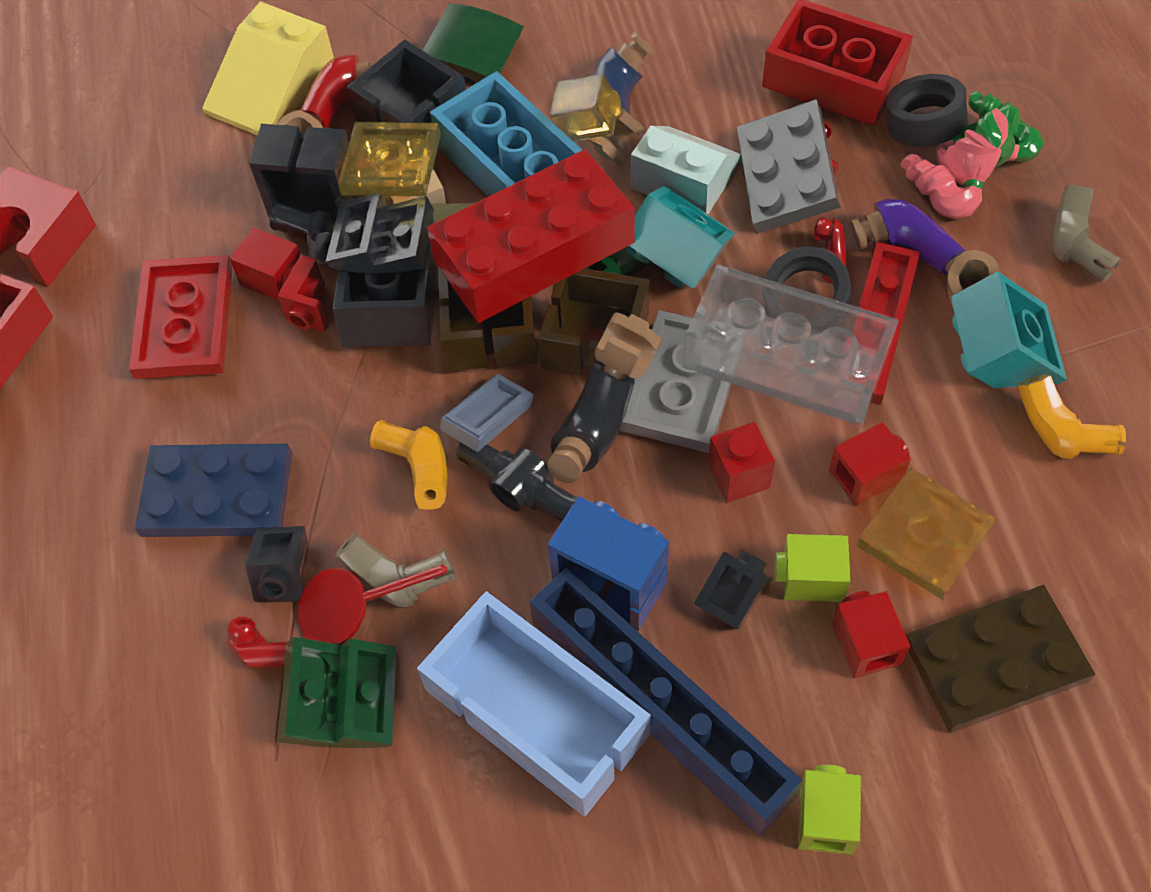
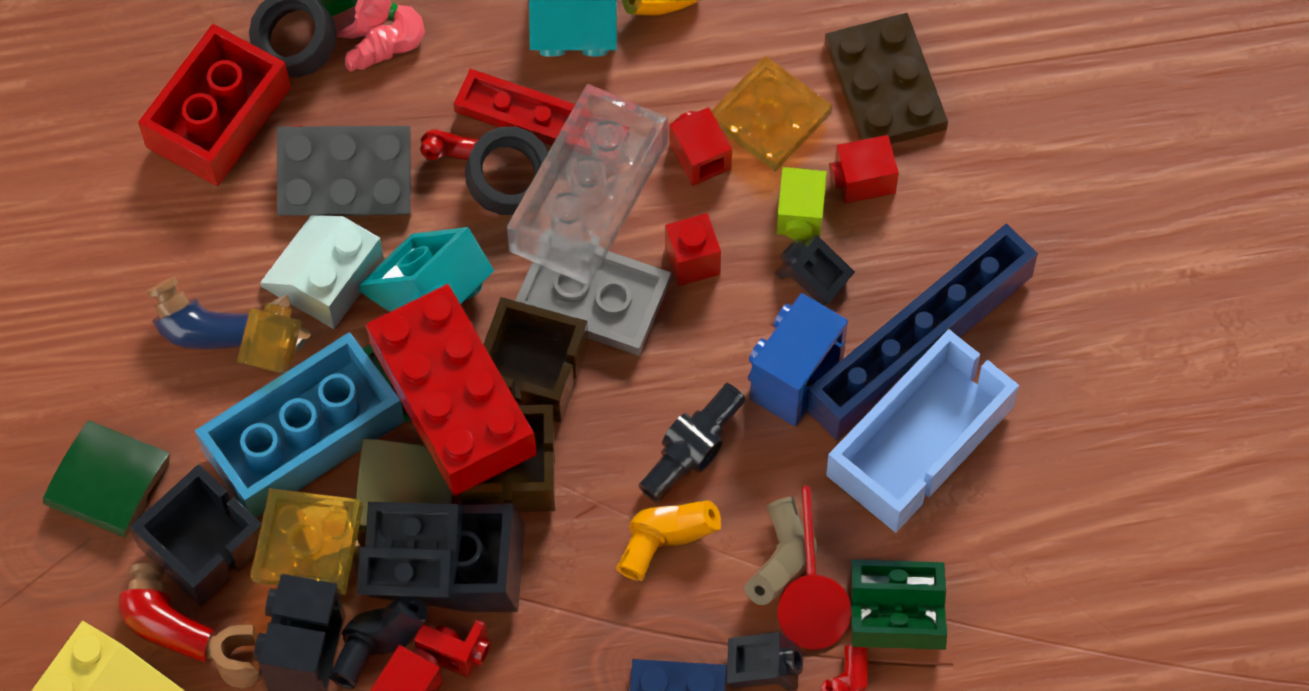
camera: 90 degrees left, 5 degrees up
(486, 412) = (615, 468): sand blue tile -> none
(603, 403) = (635, 364): piece -> none
(829, 810) = (1021, 210): lime brick -> none
(911, 228) = (437, 74): piece -> none

